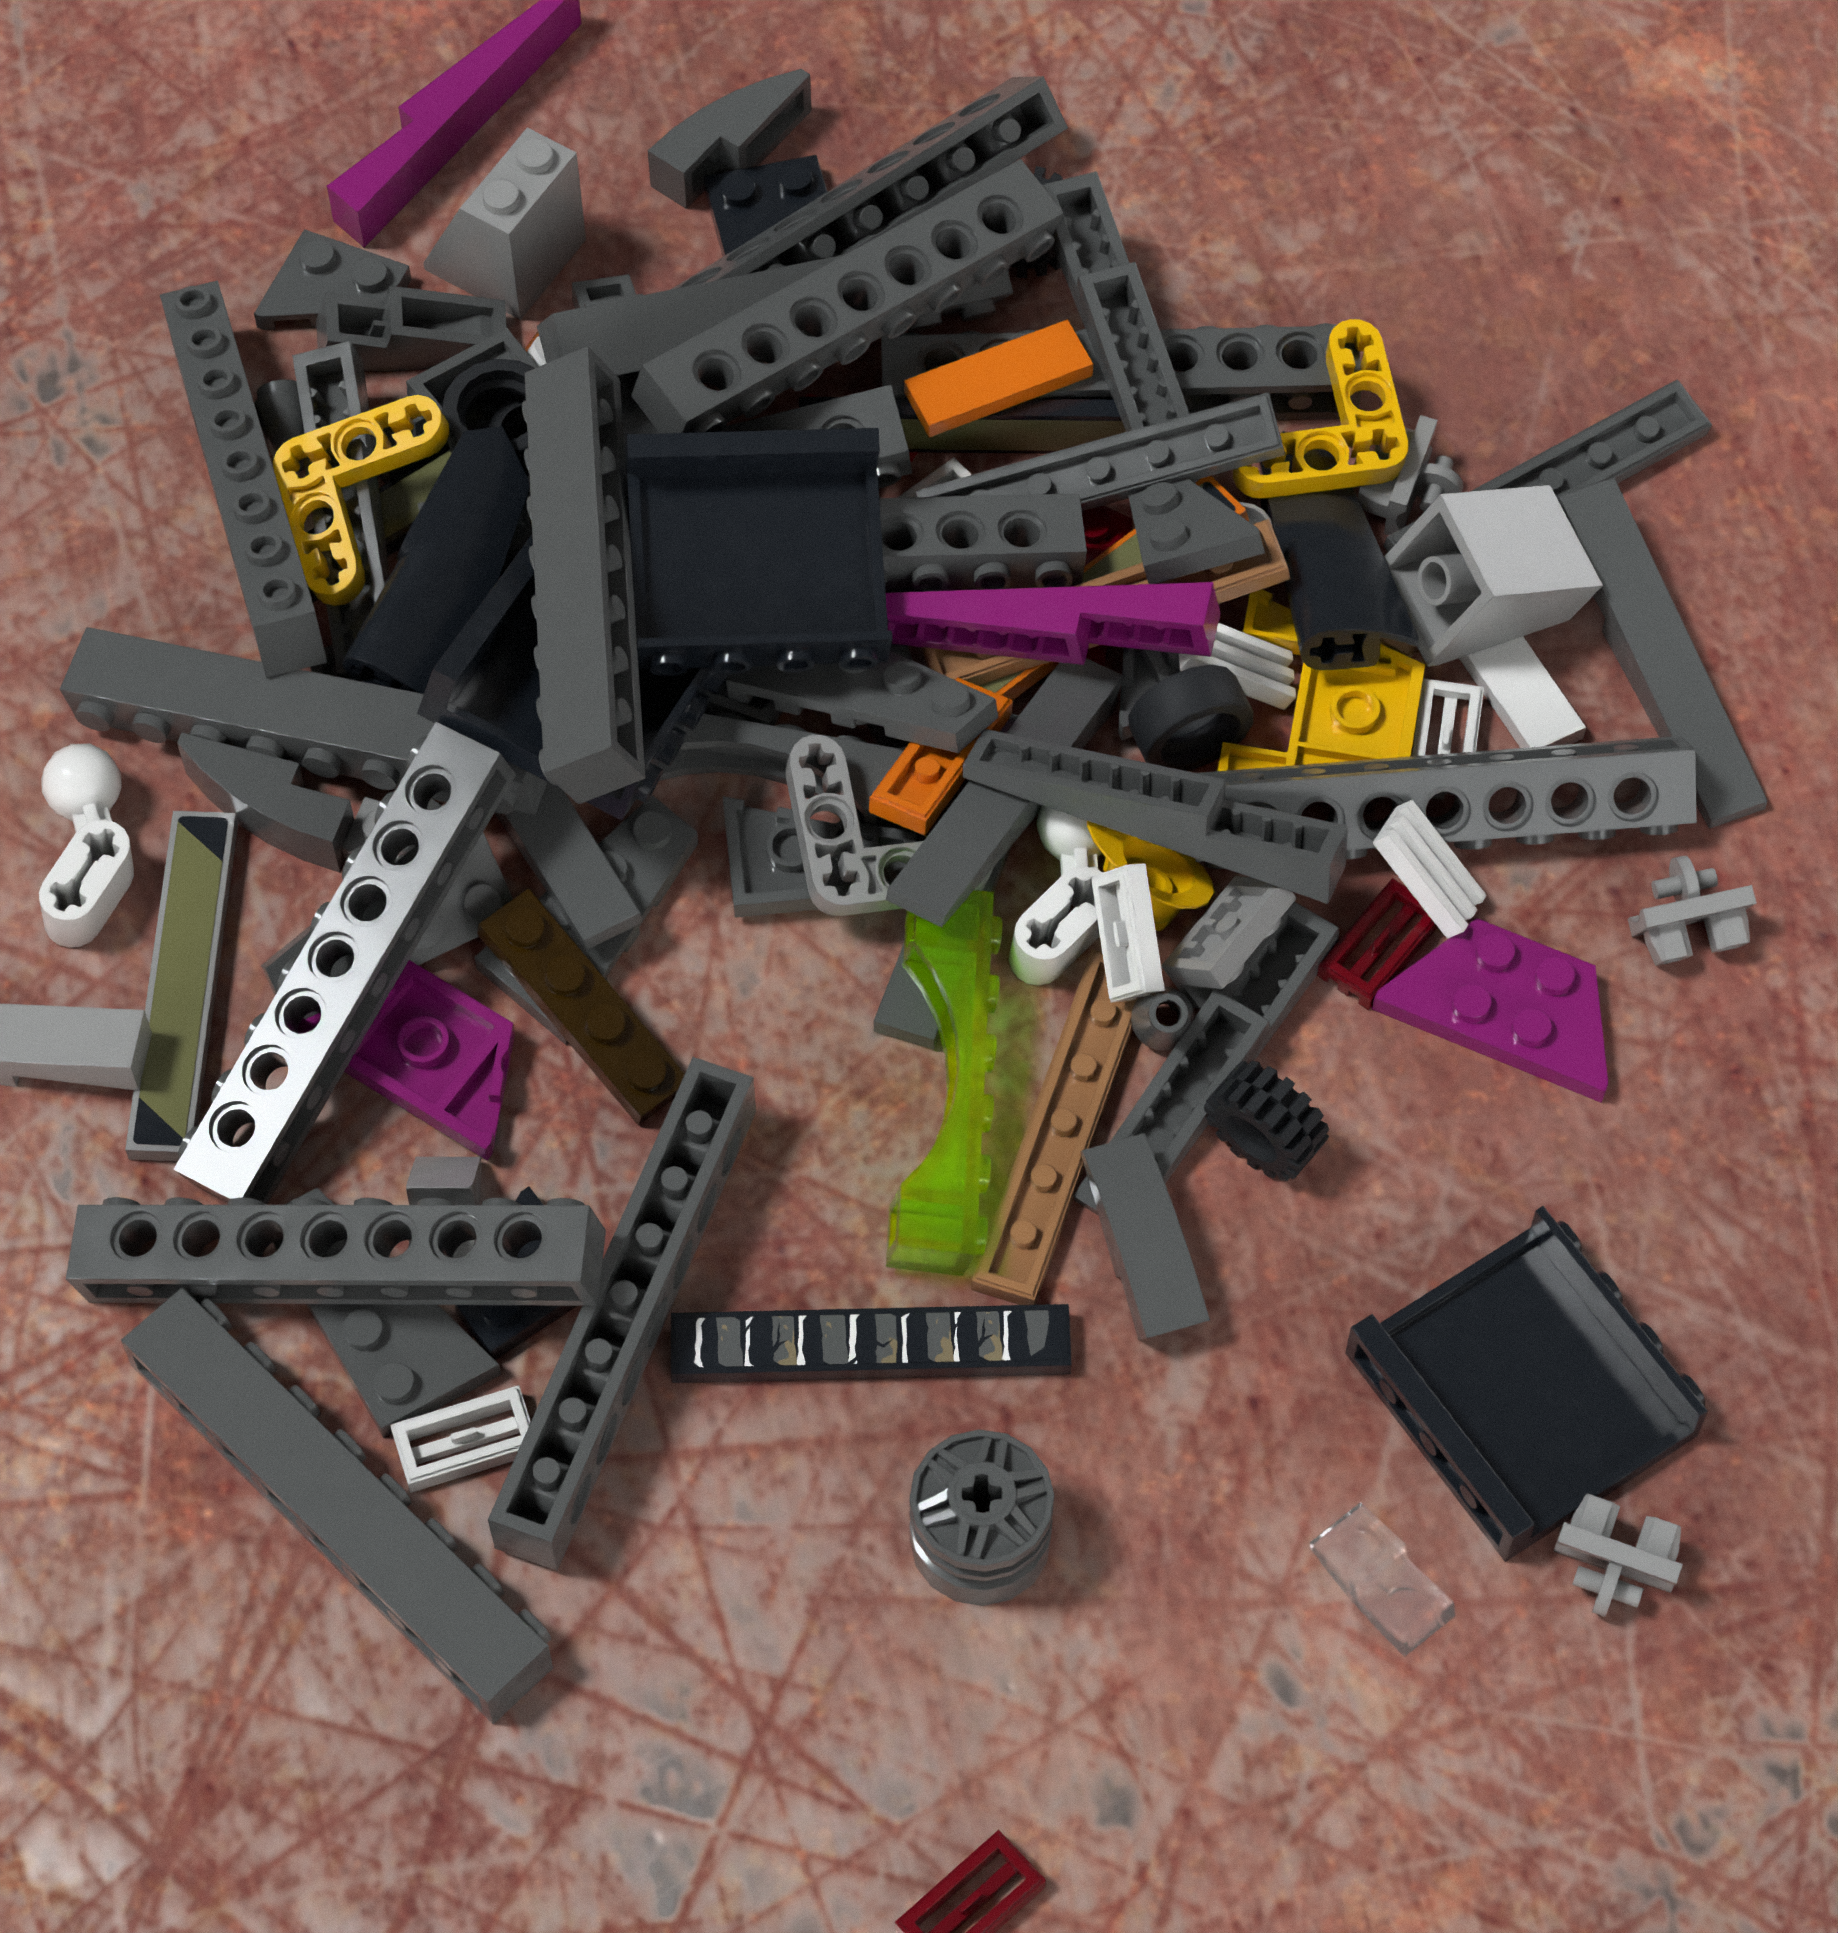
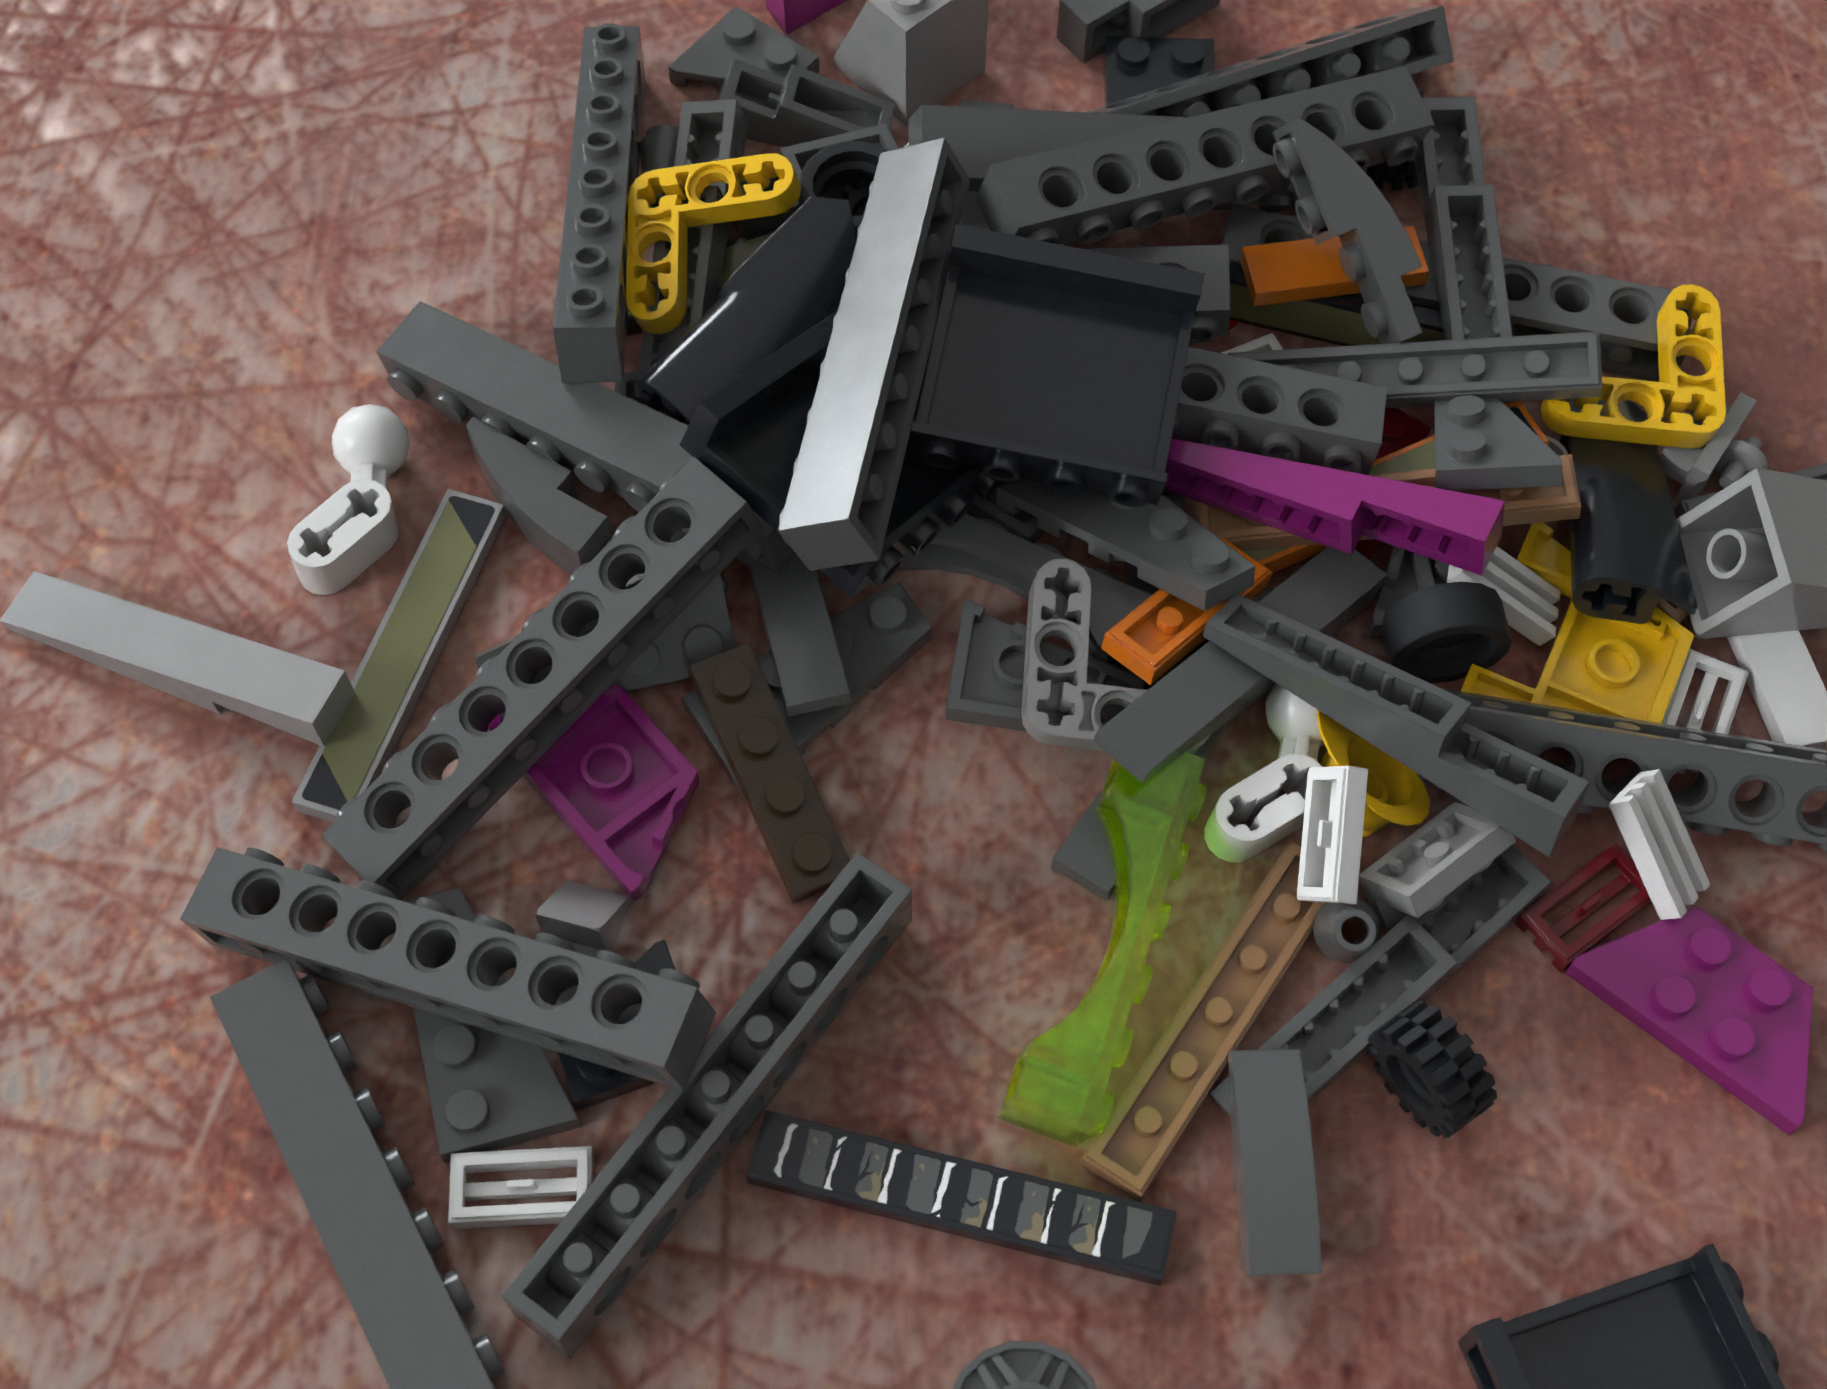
camera: 15 degrees right, 0 degrees up
(995, 320) = (1346, 203): none -> dark grey slope

